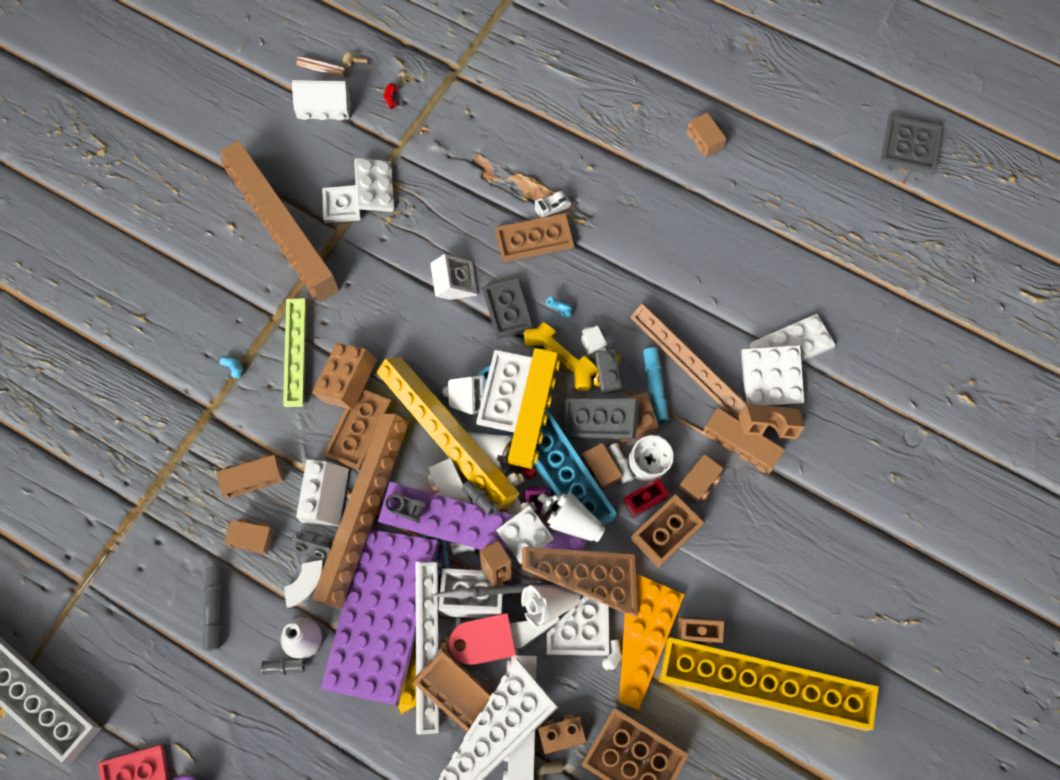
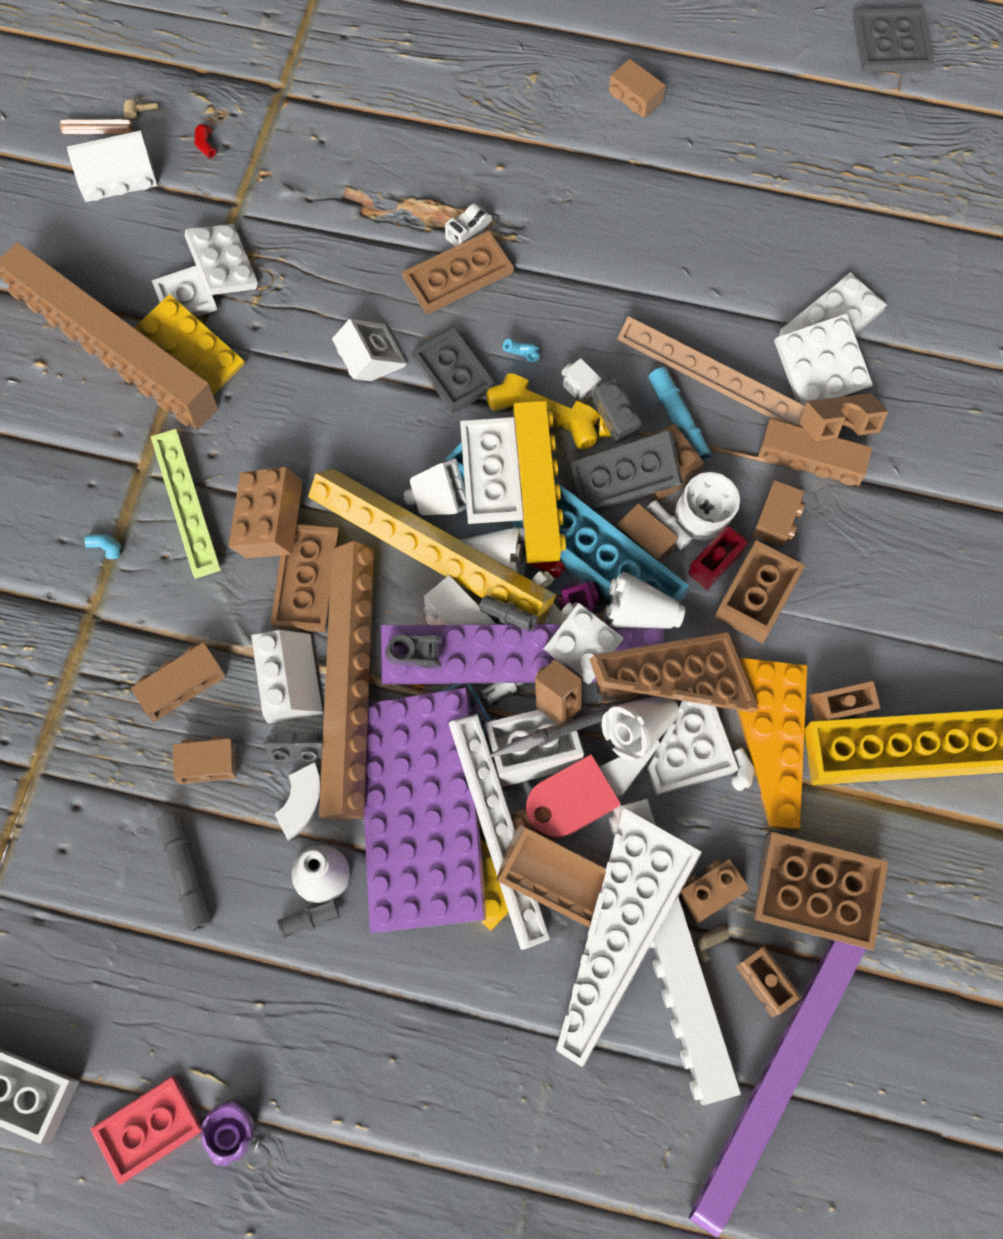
camera: 20 degrees left, 0 degrees up
(332, 241) = (190, 343): none -> yellow plate
(548, 502) = (596, 596): white plant -> none

